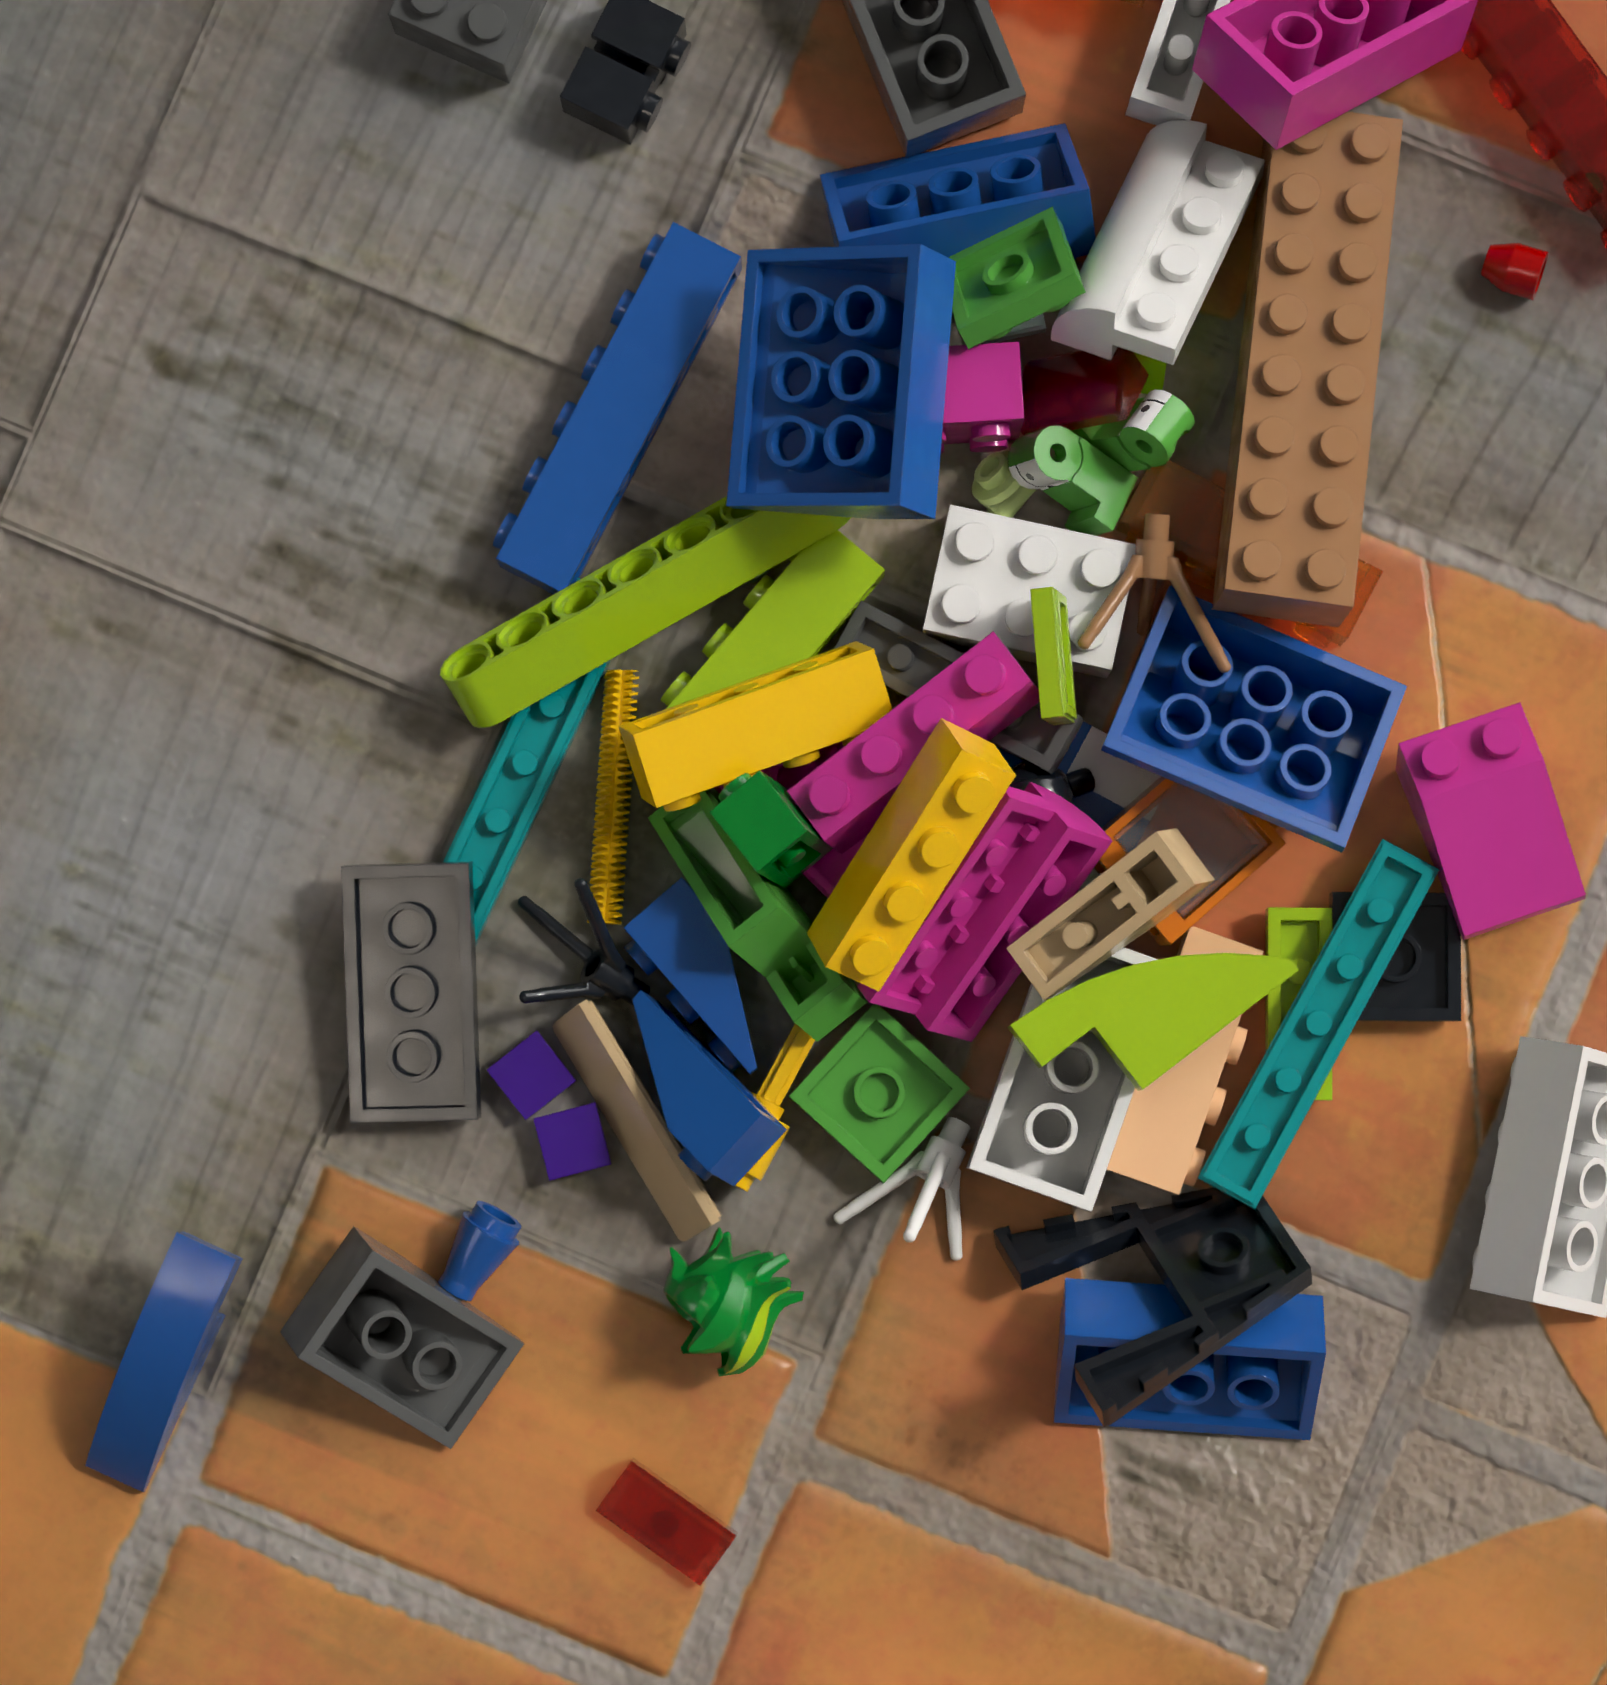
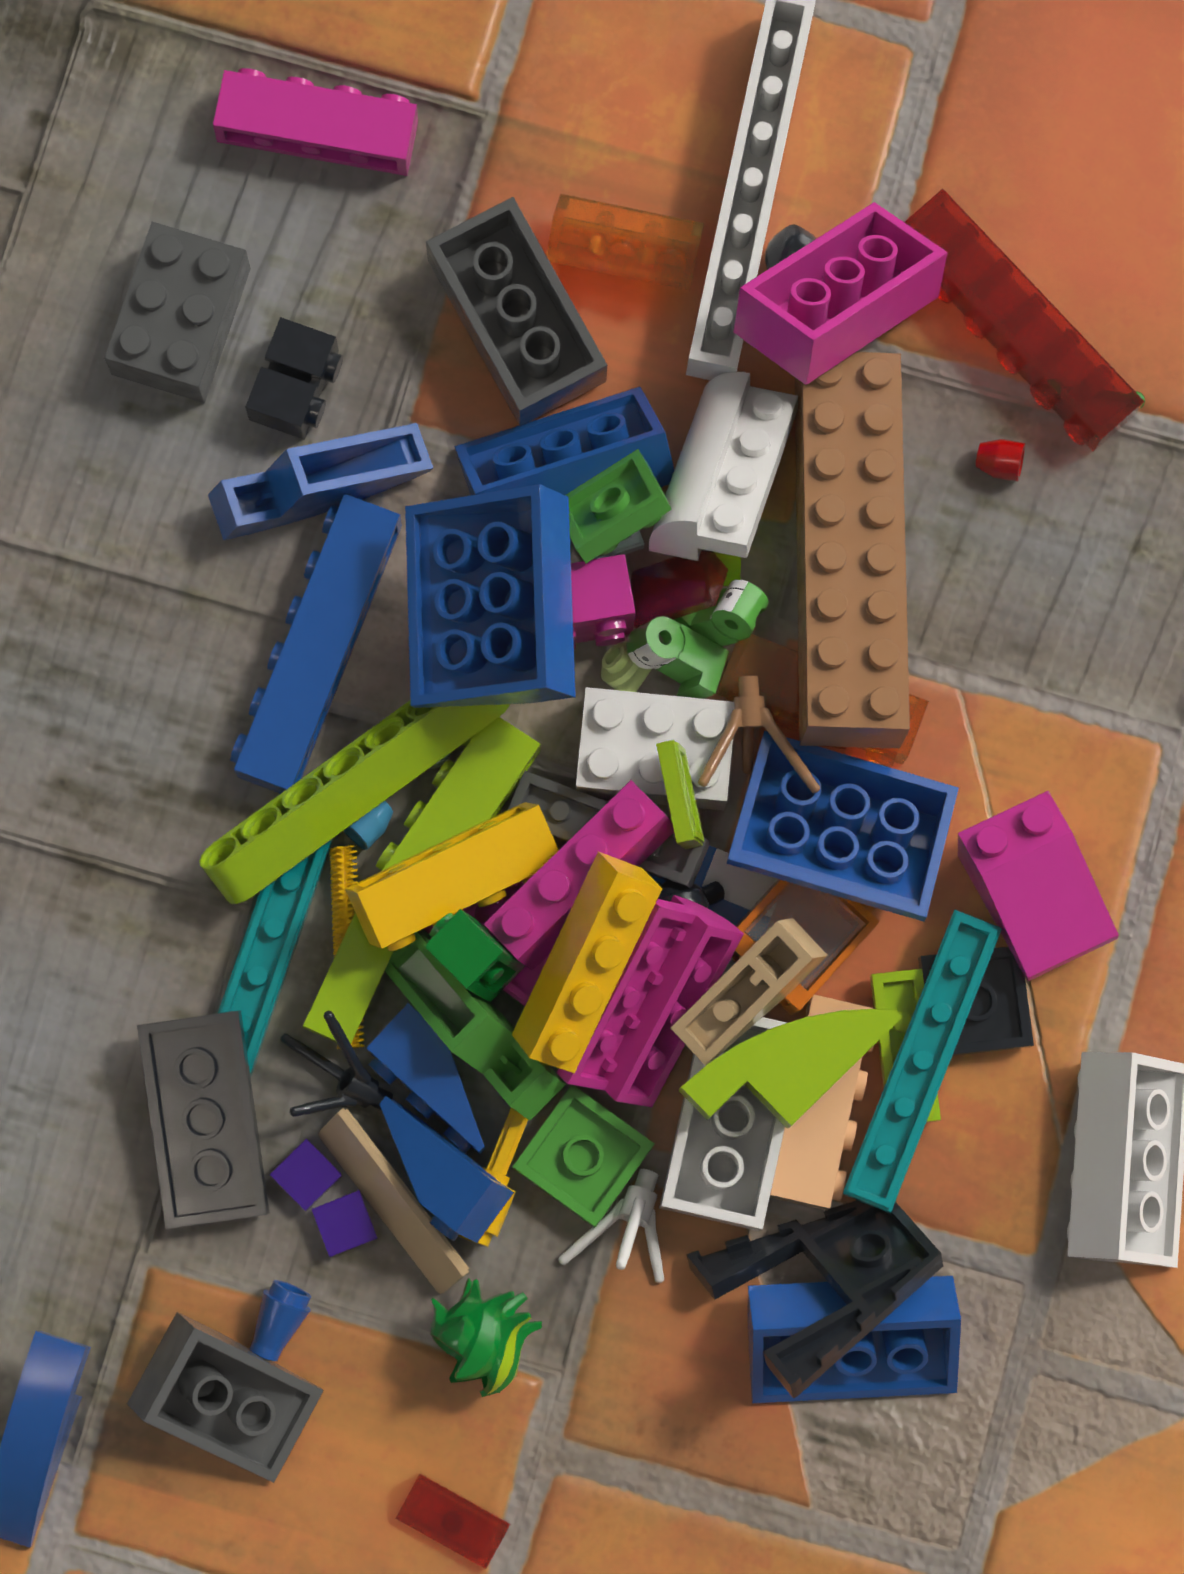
camera: 15 degrees left, 5 degrees down
(610, 845) = (348, 984): none -> lime tile
(642, 195) = (316, 476): none -> blue slope
(660, 649) = (370, 826): none -> dark azure hose

